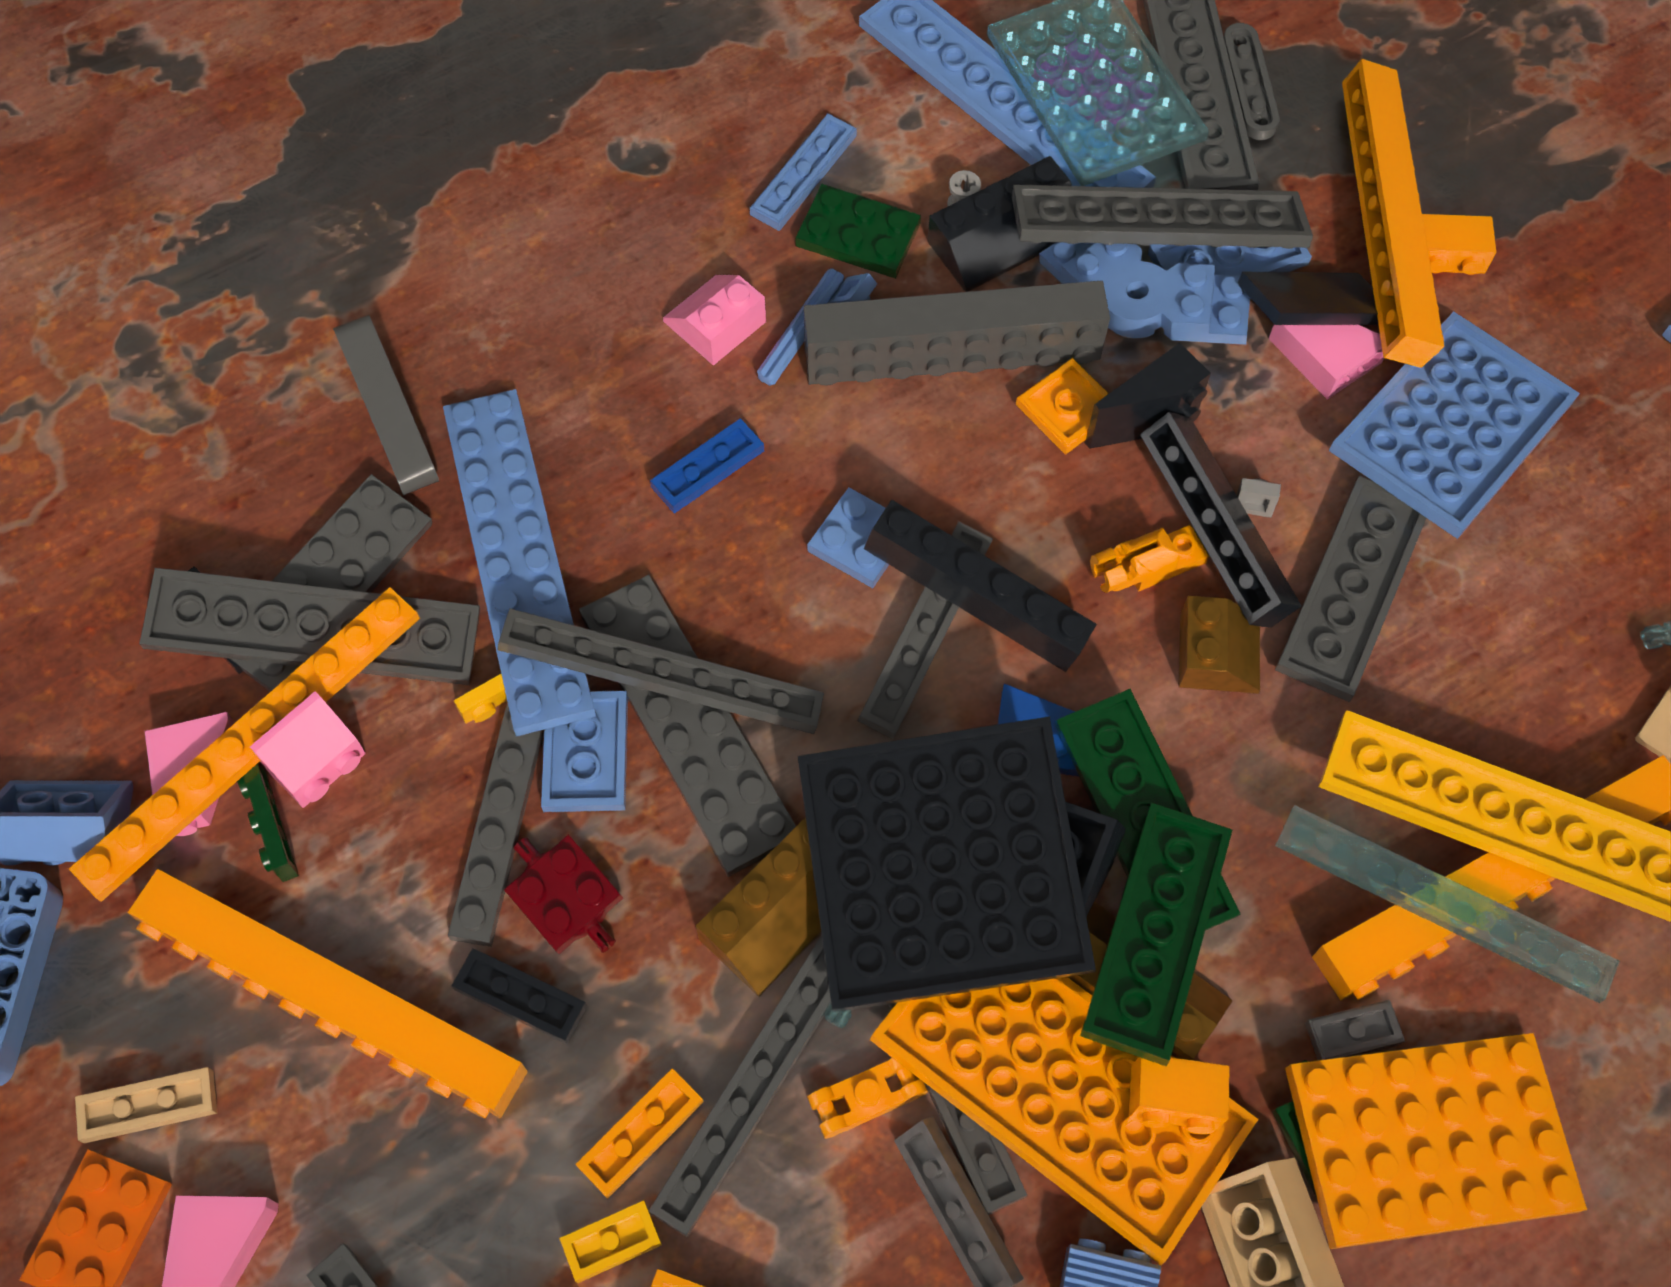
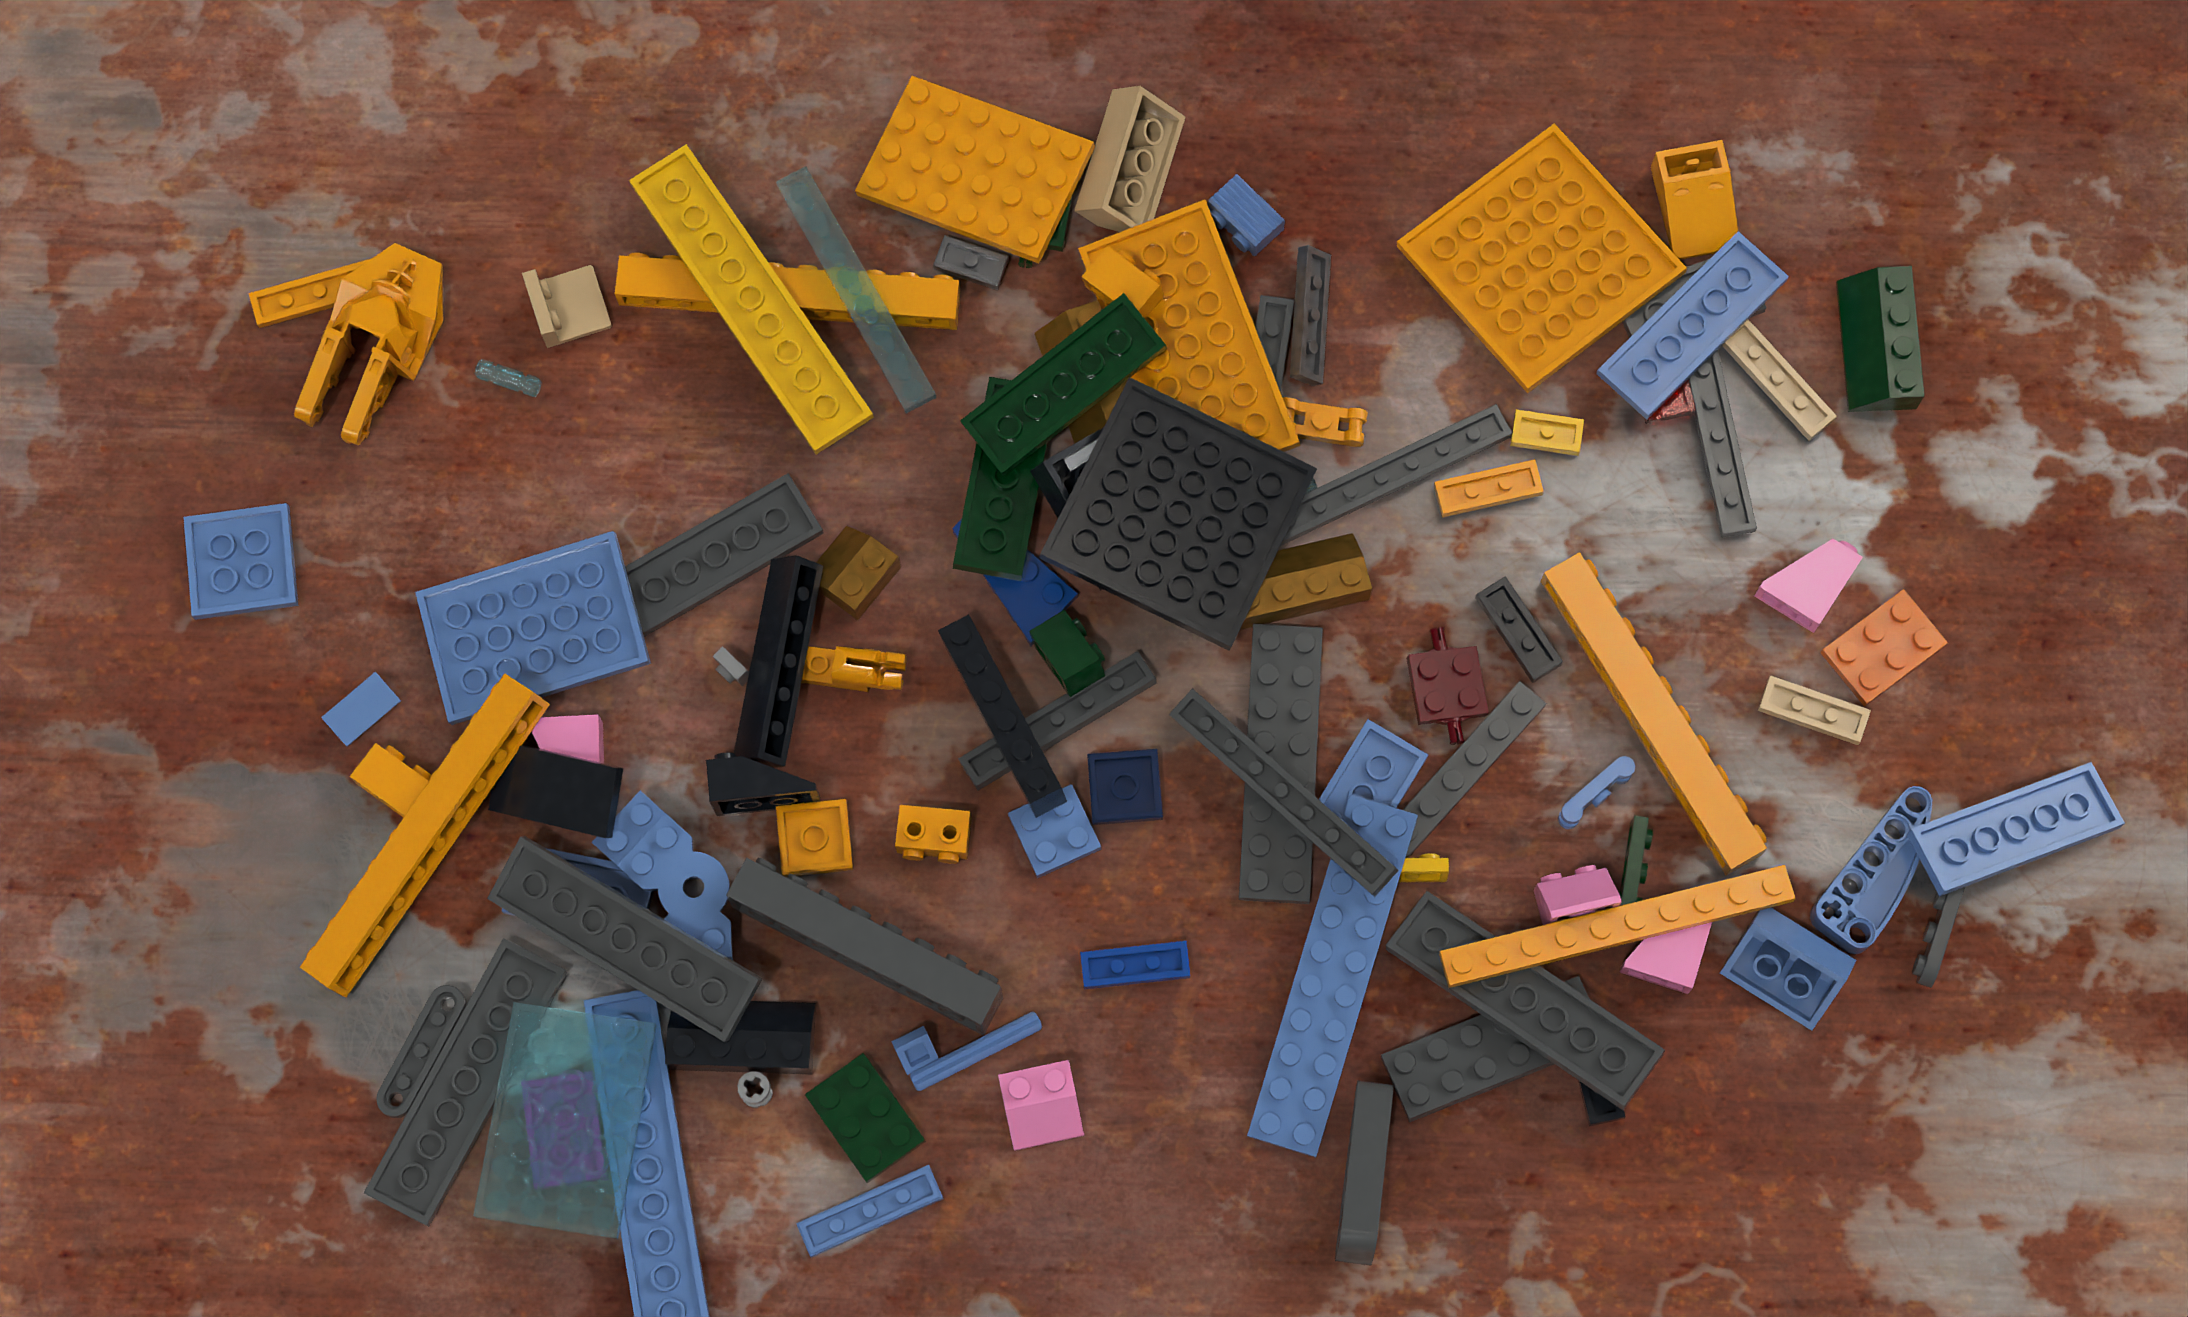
camera: 145 degrees left, 10 degrees up
(346, 875) = (1596, 791): none -> medium blue plate
(821, 608) = (1125, 786): none -> dark blue plate
(960, 686) = (1067, 652): none -> dark green brick
(967, 466) = (933, 833): none -> light orange brick
(1532, 281) = (361, 709): none -> medium blue hinge

